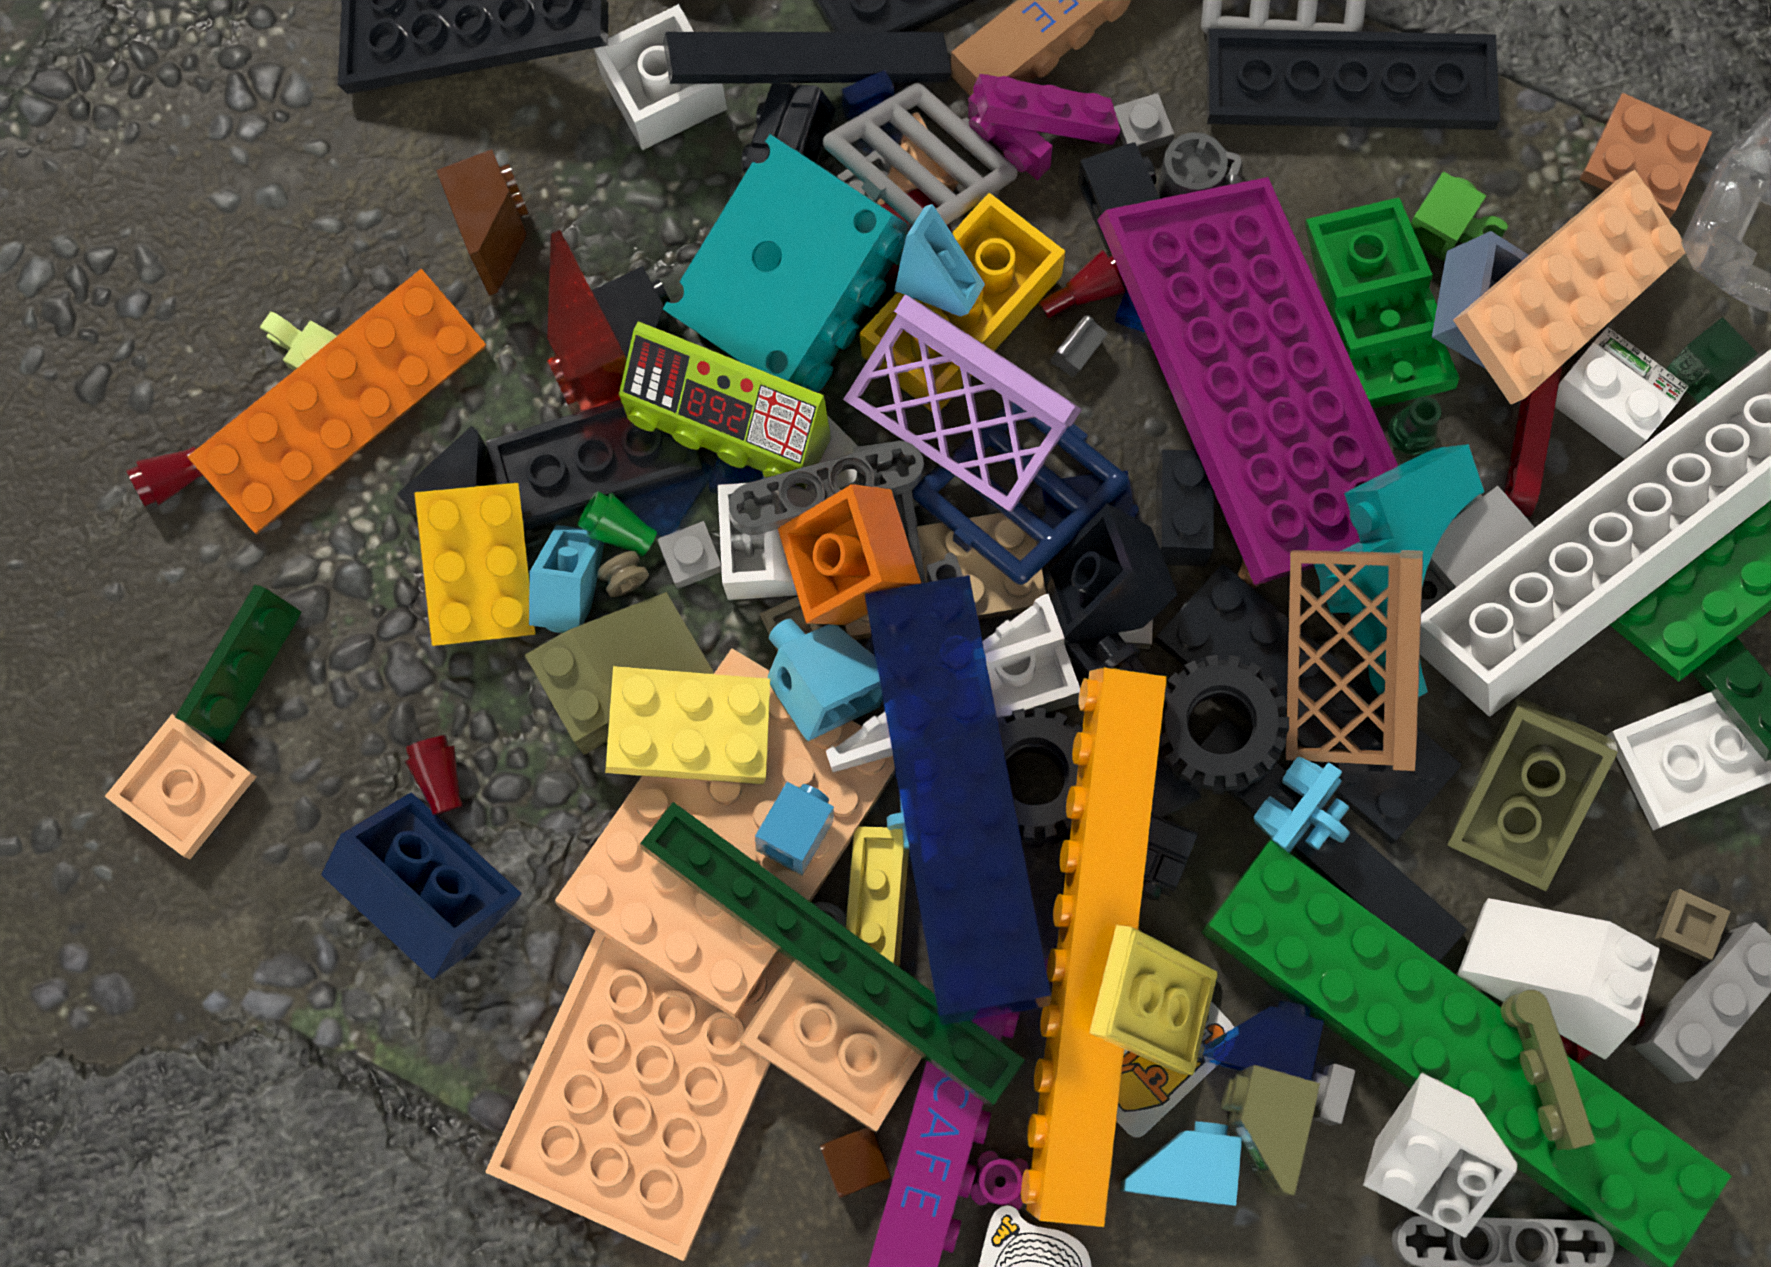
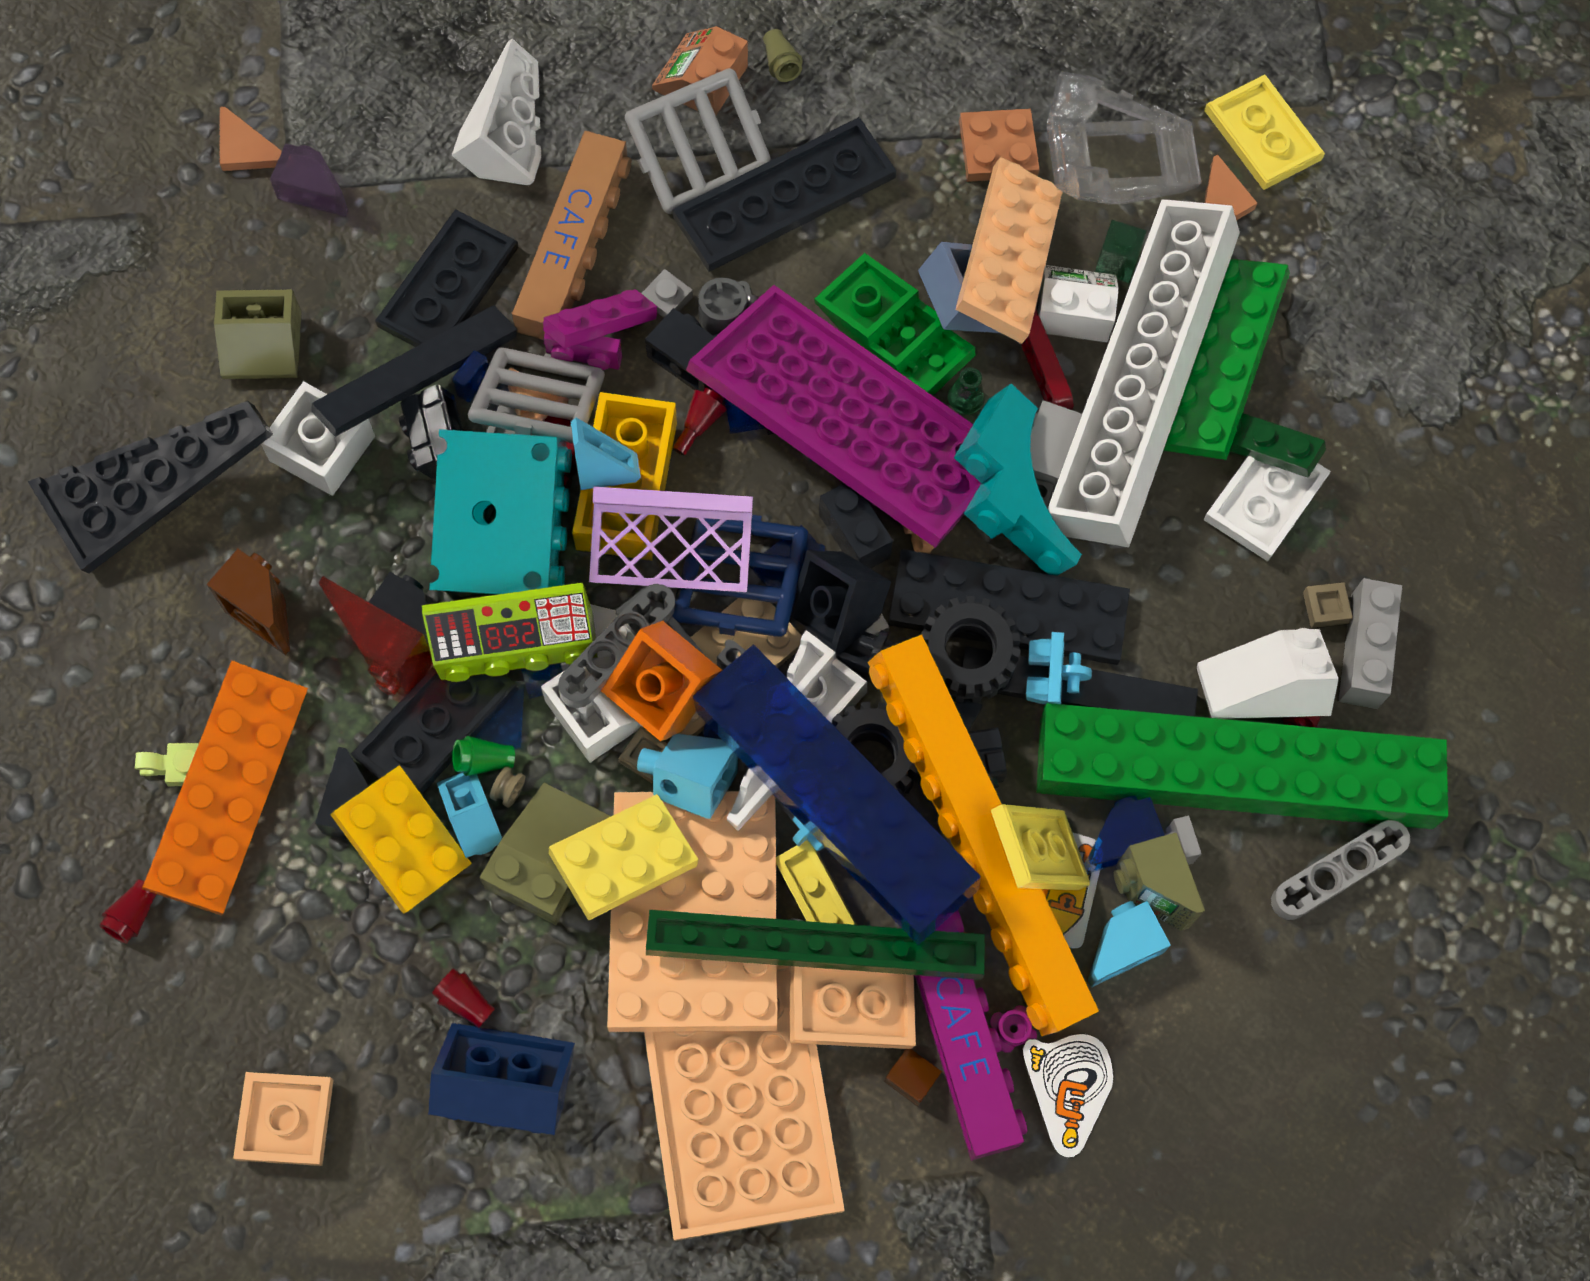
camera: 40 degrees left, 5 degrees down
(238, 664) = (272, 1009): dark green plate -> none
(690, 555) = (544, 748): light grey plate -> none
(795, 826) = (740, 878): dark azure brick -> none
(1078, 346) = (718, 462): dark grey piece -> none
(1402, 658) = (1058, 540): medium nougat fence -> none
(1440, 1157) = (1273, 835): white slope -> none
(1449, 216) = (903, 248): bright green brick -> none
(1532, 793) = (1183, 580): olive slope -> none
(1548, 1067) = (1303, 738): olive plate -> none

